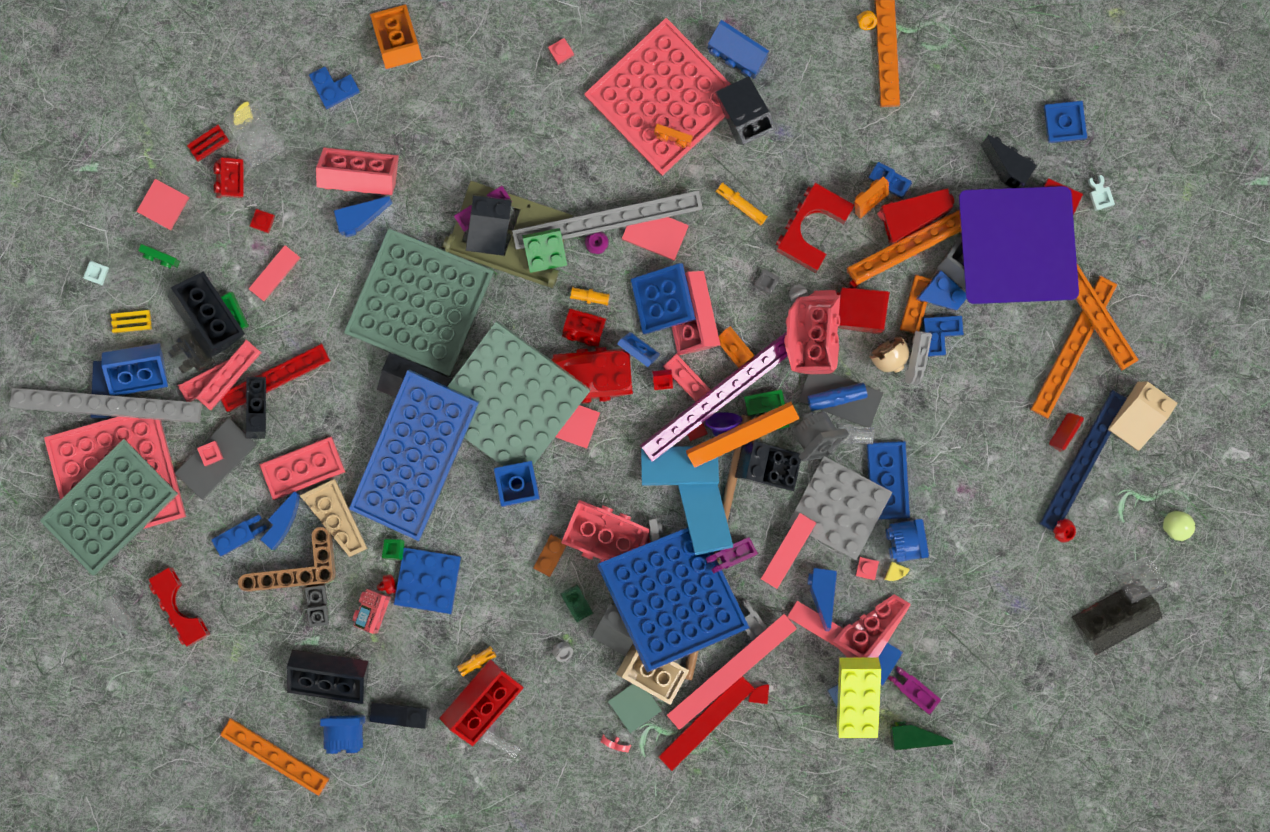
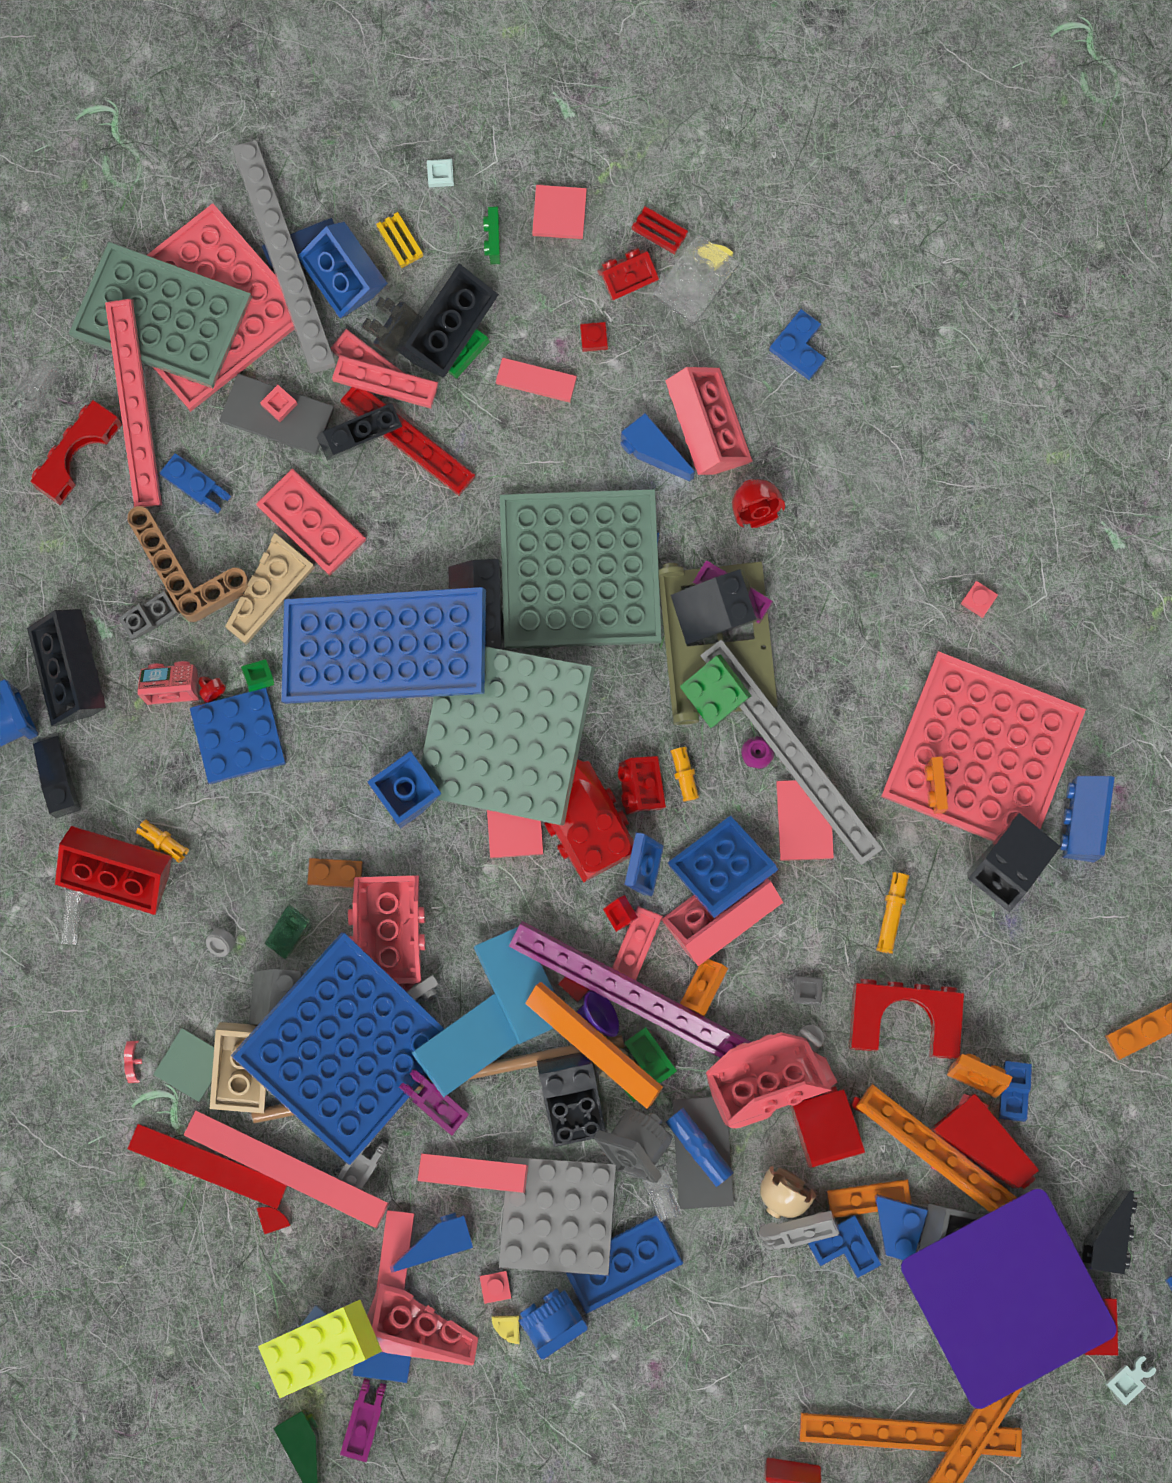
camera: 65 degrees right, 5 degrees down
(163, 552) = (133, 403): none -> coral tile
(281, 521) = (233, 526): blue slope -> none
(396, 36) = (898, 390): orange slope -> none
(429, 165) = (757, 503): none -> red cylinder

